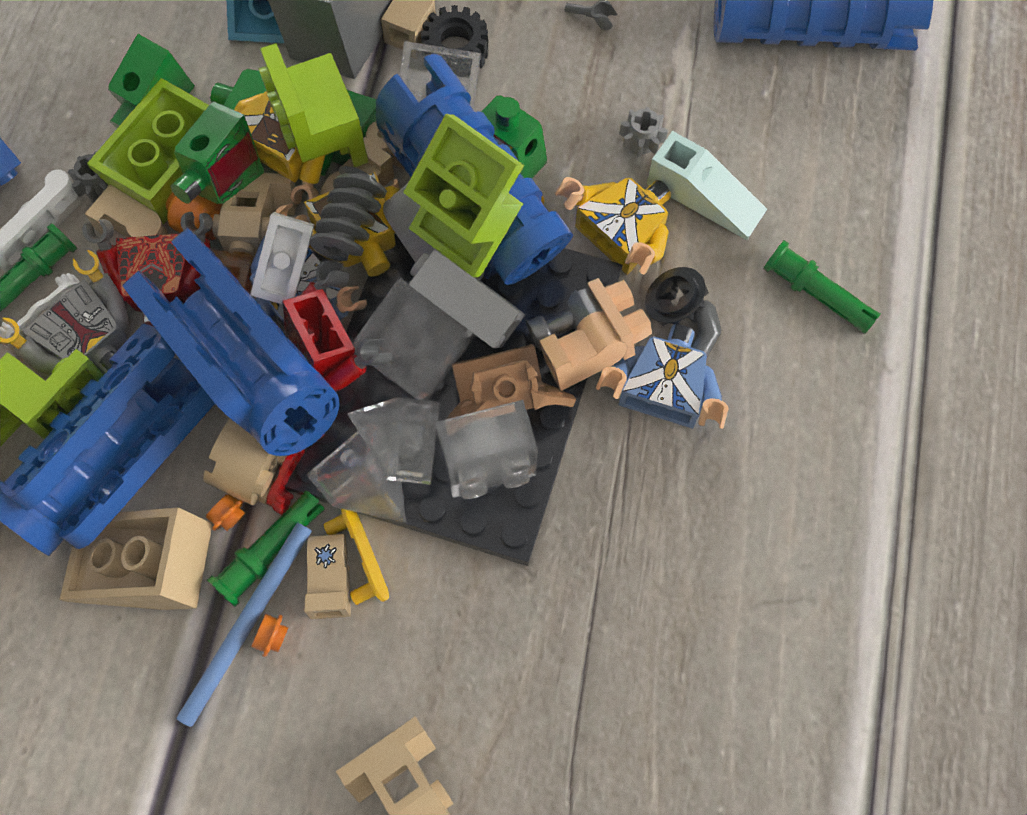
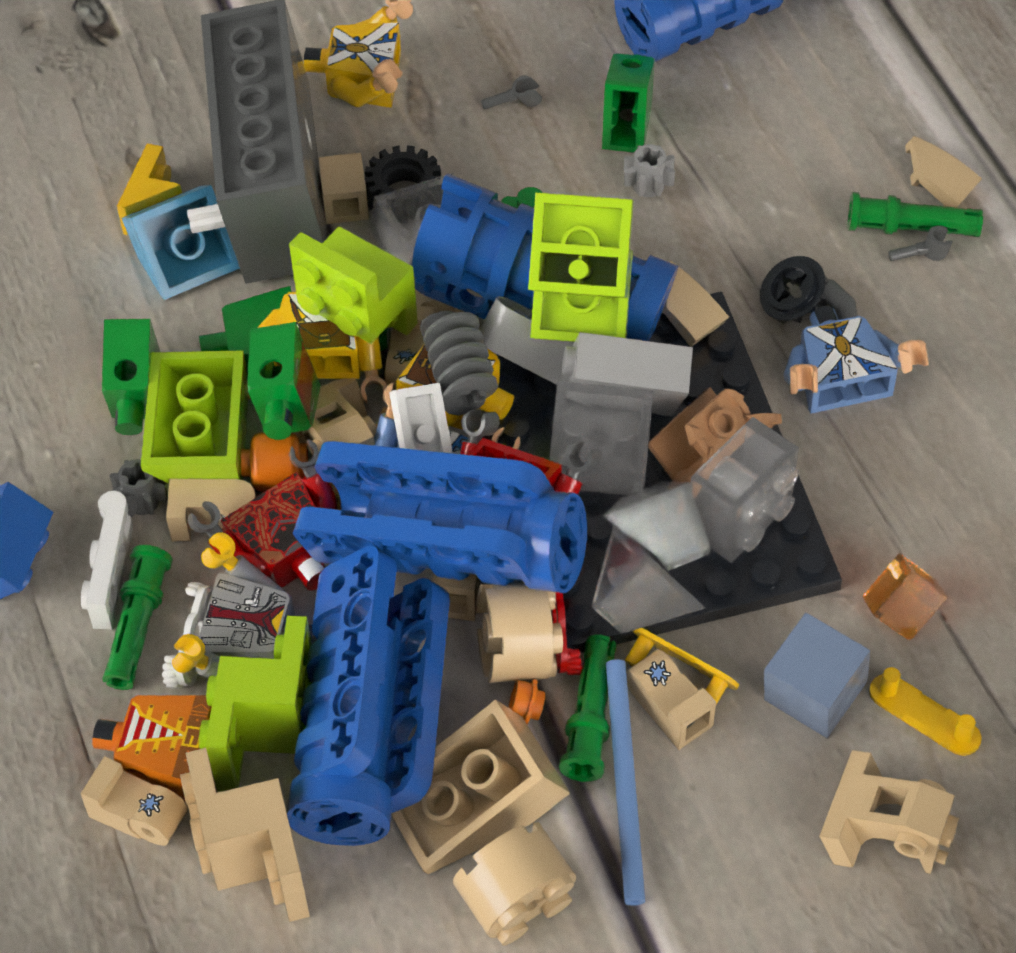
camera: 30 degrees left, 15 degrees down
(95, 660) = (515, 882): none -> tan brick
(270, 634) = (655, 777): orange plate -> none
(437, 634) = (816, 675): none -> sand blue head
(511, 712) = (924, 714): none -> yellow piece
(564, 608) = (904, 597): none -> clear orange panel
(577, 261) = (692, 309): none -> tan slope
(600, 333) = (756, 343): light nougat hips -> none
(621, 219) = (700, 246): torso -> none
(672, 50) = (627, 87): none -> green torso
(705, 185) = (740, 184): light aqua slope -> none
(815, 320) = (932, 247): none -> dark grey hand
(873, 263) = (940, 172): none -> tan slope

